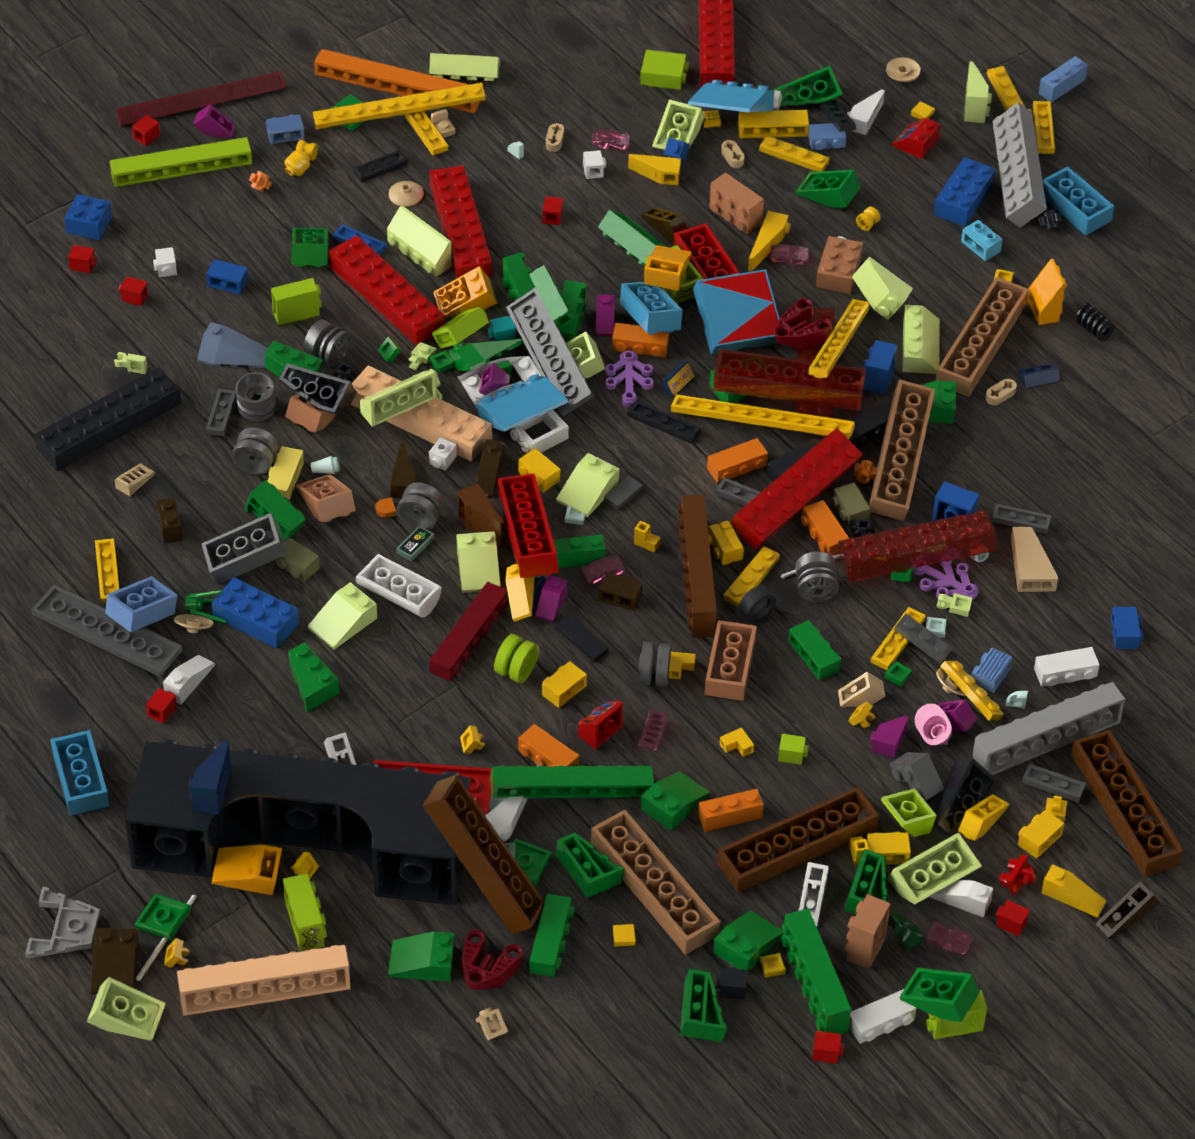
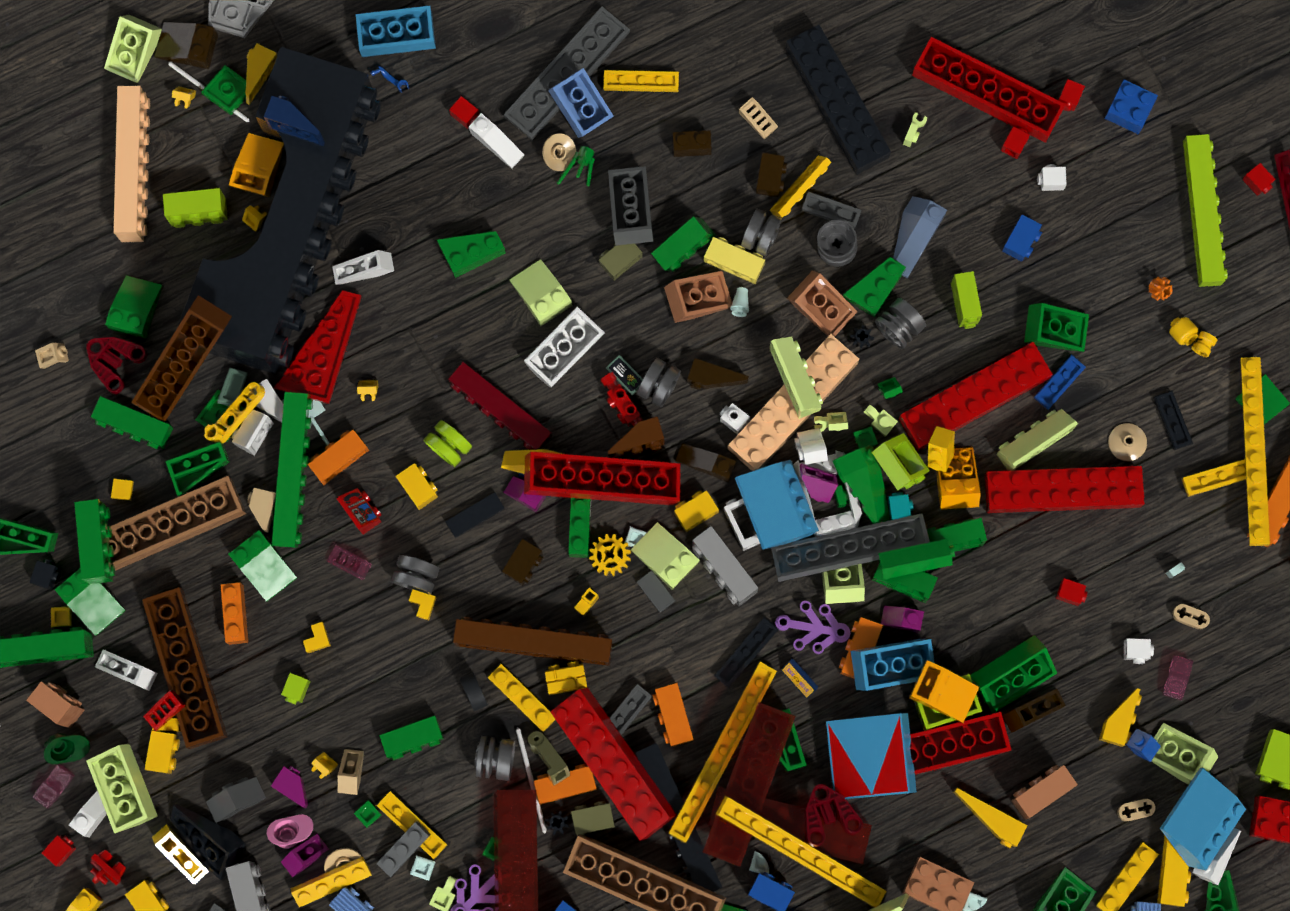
camera: 105 degrees right, 30 degrees up
(84, 312) = (988, 89): none -> red brick
(136, 762) = (386, 75): none -> blue piece
(139, 887) = (259, 66): none -> yellow slope
(192, 459) = (770, 175): none -> dark brown brick
(201, 435) = (800, 186): none -> yellow plate
(214, 123) = (1259, 252): magenta slope -> none
(255, 612) = (559, 210): blue brick -> none
(285, 129) = (1241, 325): medium blue brick -> none
(320, 389) = (824, 308): black wedge -> none
(385, 508) = (677, 353): orange tile -> none
(442, 123) = (1226, 496): tan bracket -> none
(444, 295) = (941, 449): none -> yellow brick
(445, 538) = (622, 404): none -> red brick
(459, 389) = (811, 446): none -> white brick
(477, 560) = (584, 430): yellowish green slope -> none
(525, 832) = (216, 432): none -> yellow beam
(538, 822) = (252, 432): none -> white slope
(588, 435) = (724, 566): none -> light grey brick
(596, 570) = (556, 552): clear pink slope -> none
(597, 524) = (615, 547): none -> yellow gear
(614, 802) = (263, 507): none -> tan slope
(691, 915) = (94, 541): none -> green brick
(730, 660) = (410, 650): nougat brick -> none
(795, 254) = (966, 838): clear pink slope -> none
(803, 538) = (557, 767): none -> olive leg
(837, 836) = (179, 704): none -> red slope
(865, 471) = (633, 844): orange gear -> none
(867, 880) = (116, 720): green wedge -> none
(911, 811) = (189, 778): lime slope -> none

